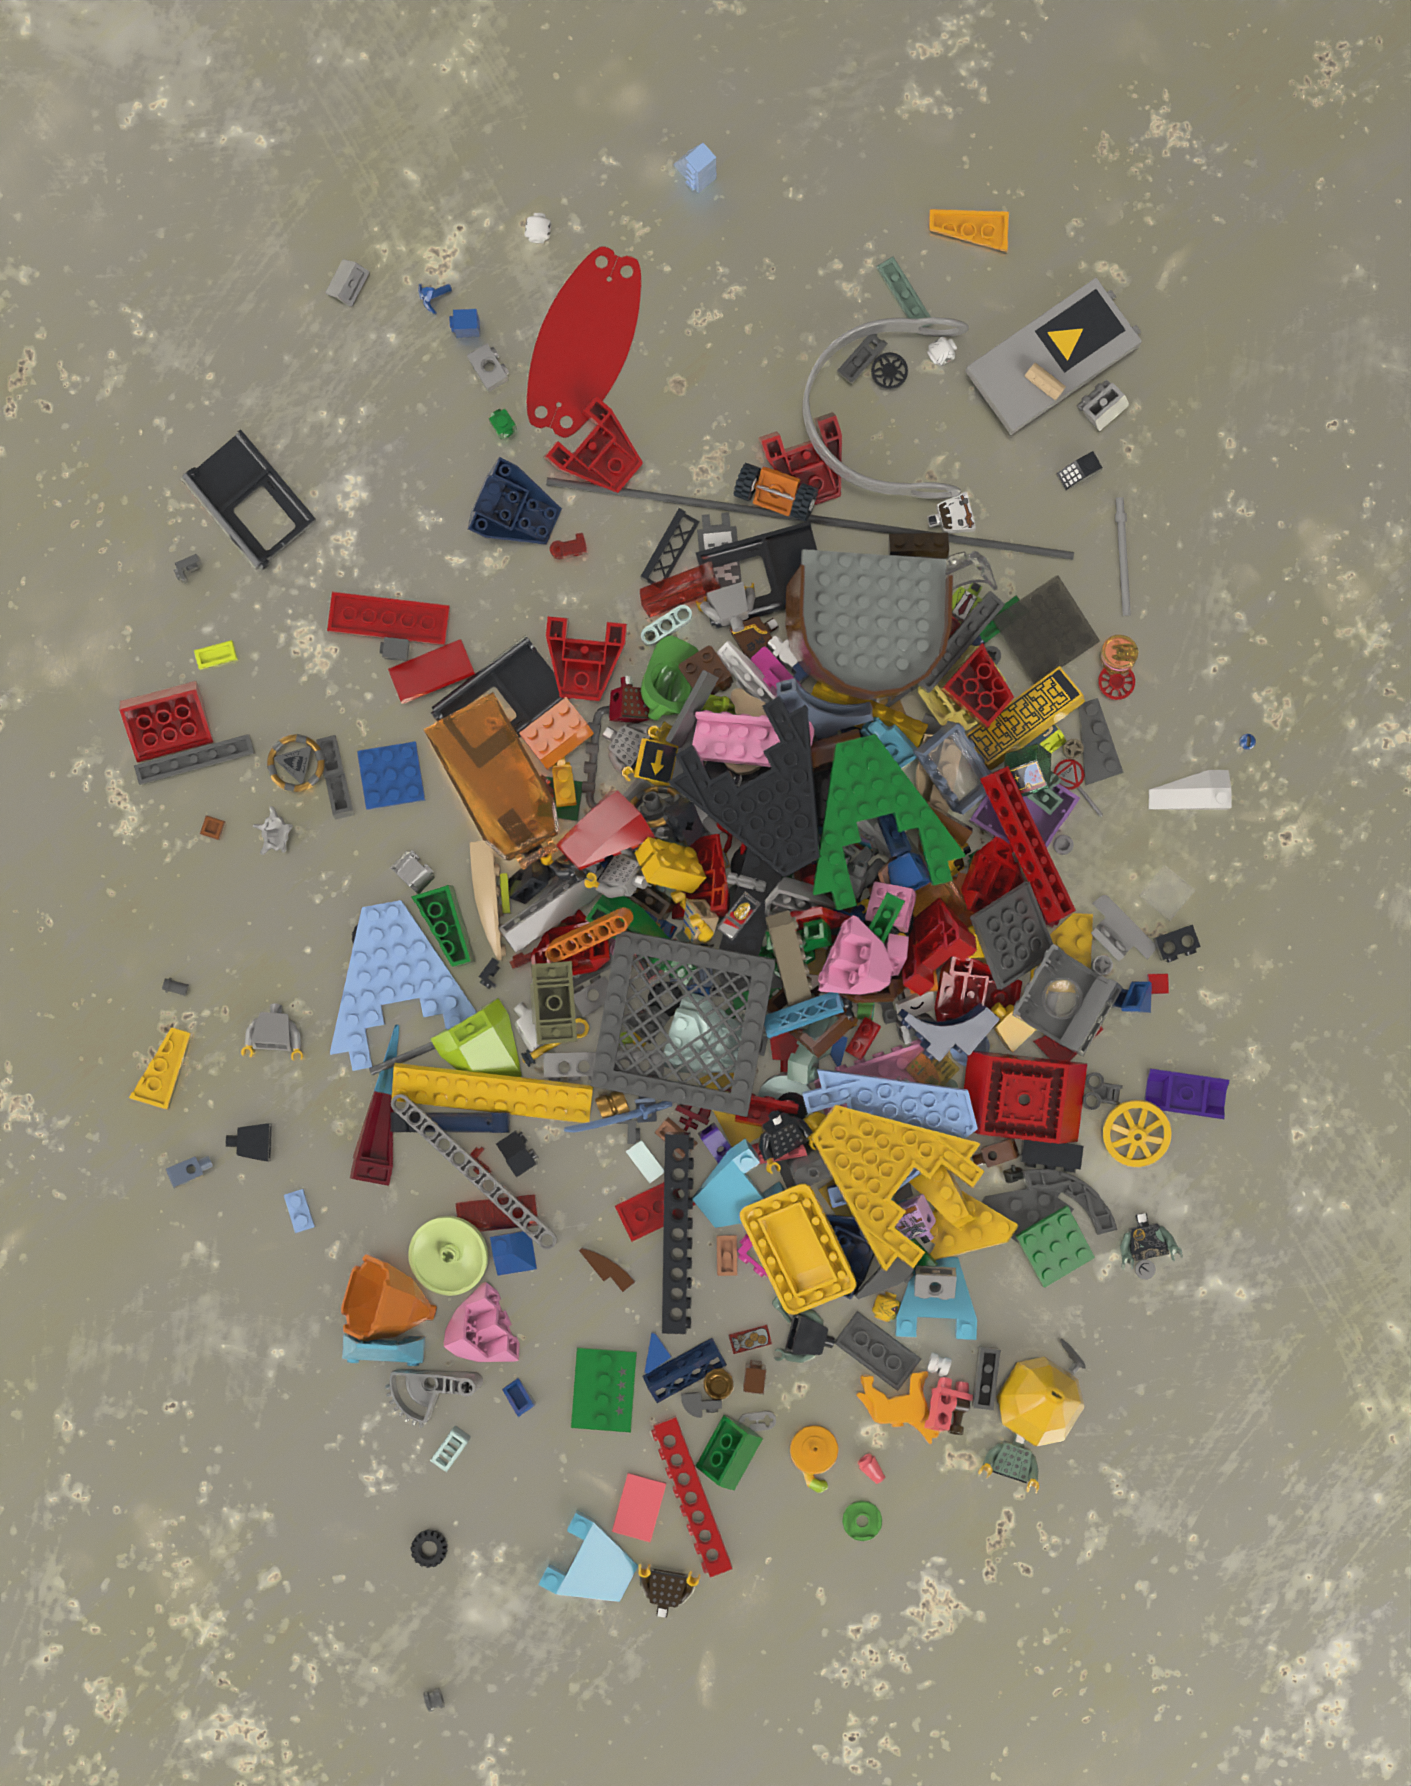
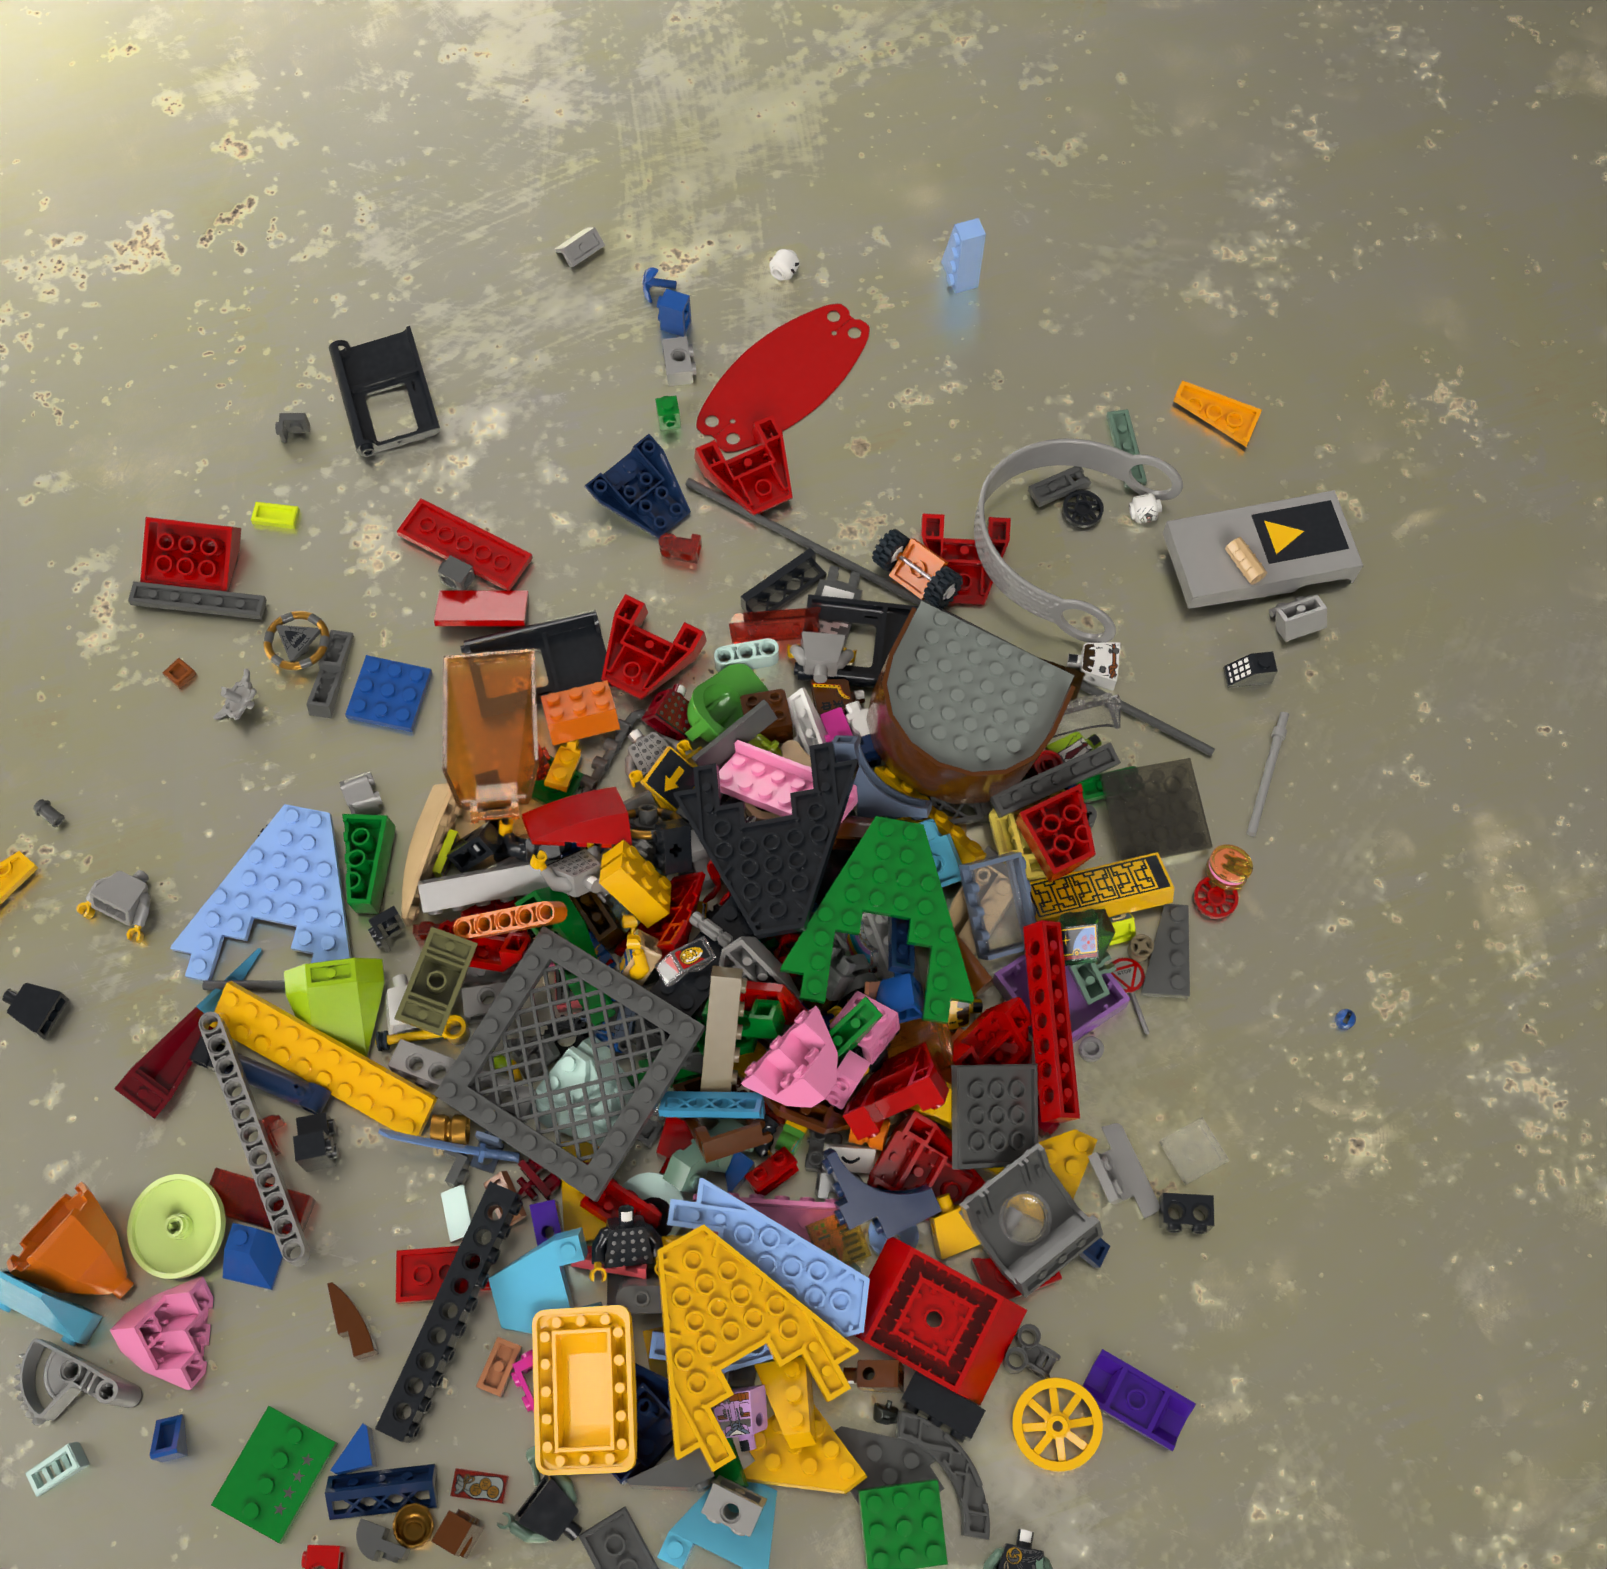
camera: 15 degrees right, 20 degrees down
(299, 1210) = (42, 1107): light blue plate -> none
(886, 1306) = (661, 1515): yellow head -> none
(1104, 967) = (1091, 1200): light grey wheel -> none
(1138, 998) = (1117, 1259): blue slope -> none
(1159, 983) = (1147, 1252): red tile -> none
(1197, 792) = (1269, 1052): white wedge -> none

